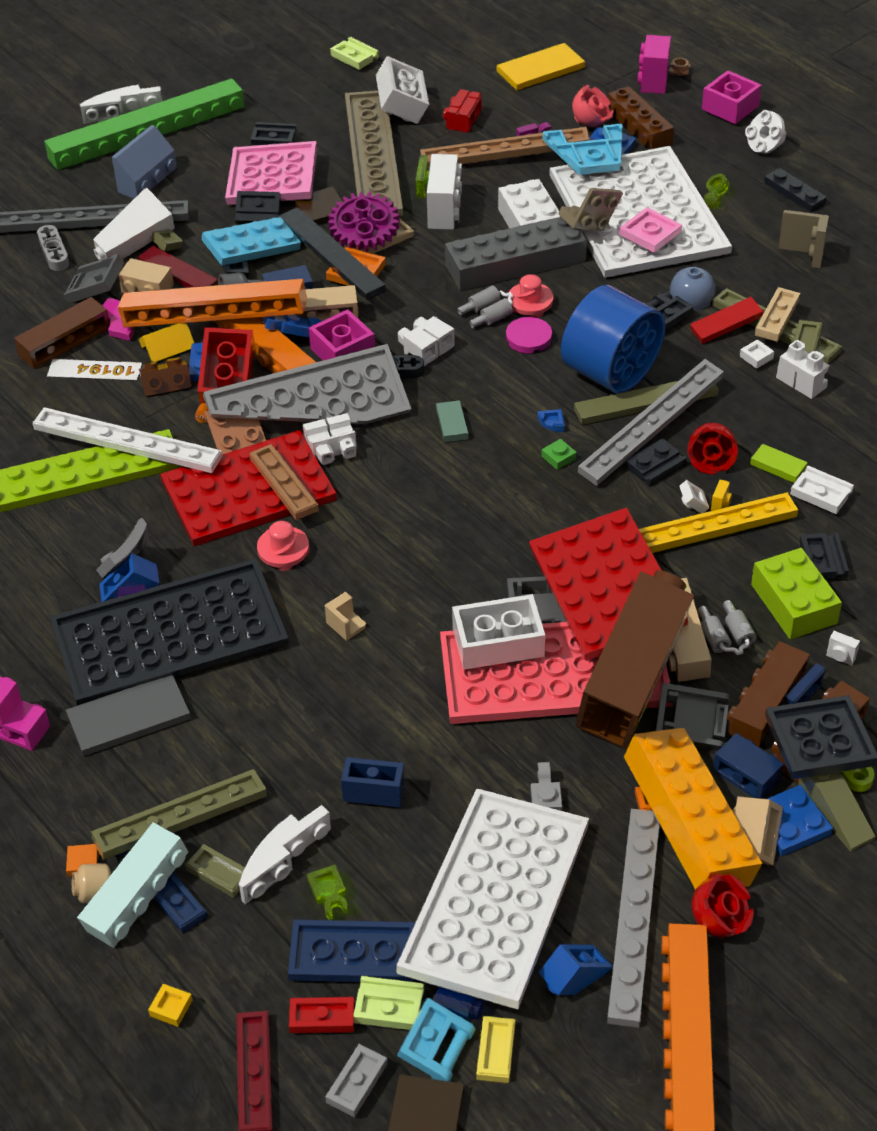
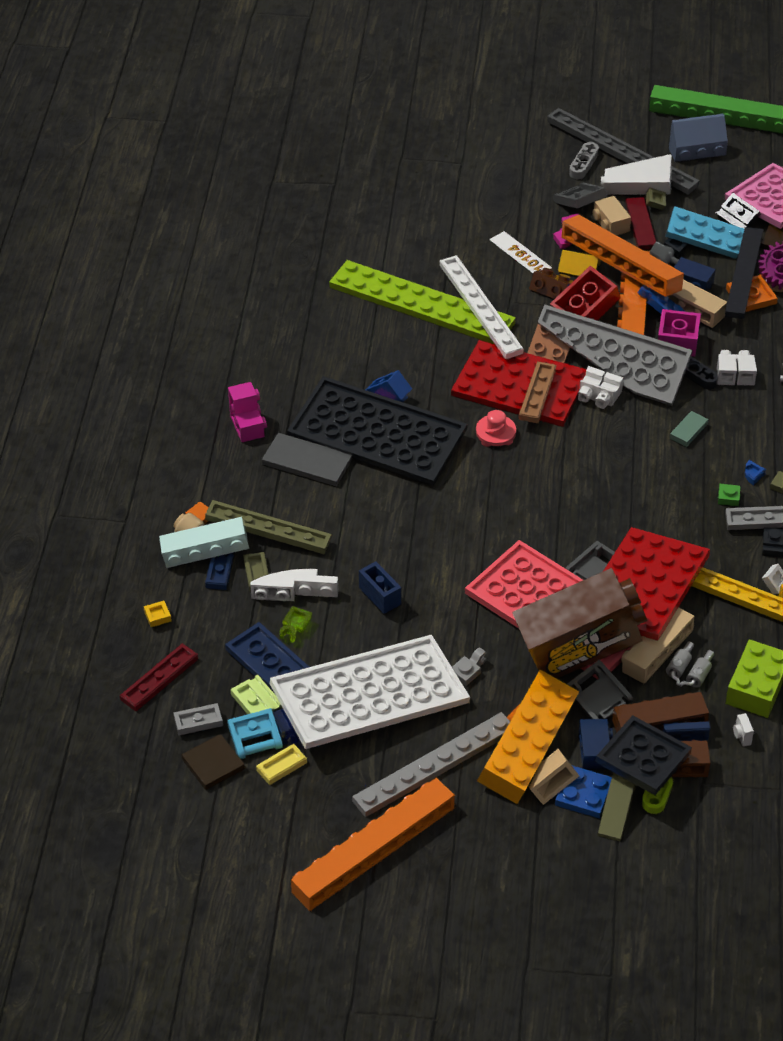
camera: 45 degrees right, 0 degrees up
(62, 332) = (524, 217): reddish brown brick -> none
(118, 102) = (736, 86): white slope -> none
(133, 544) = (408, 367): light grey plate -> none
(321, 1015) = (218, 676): red plate -> none
(342, 618) = (479, 492): tan panel -> none
(498, 631) = (541, 560): white brick -> none
(573, 968) = (365, 759): blue slope -> none
(722, 906) = (476, 793): red cylinder -> none

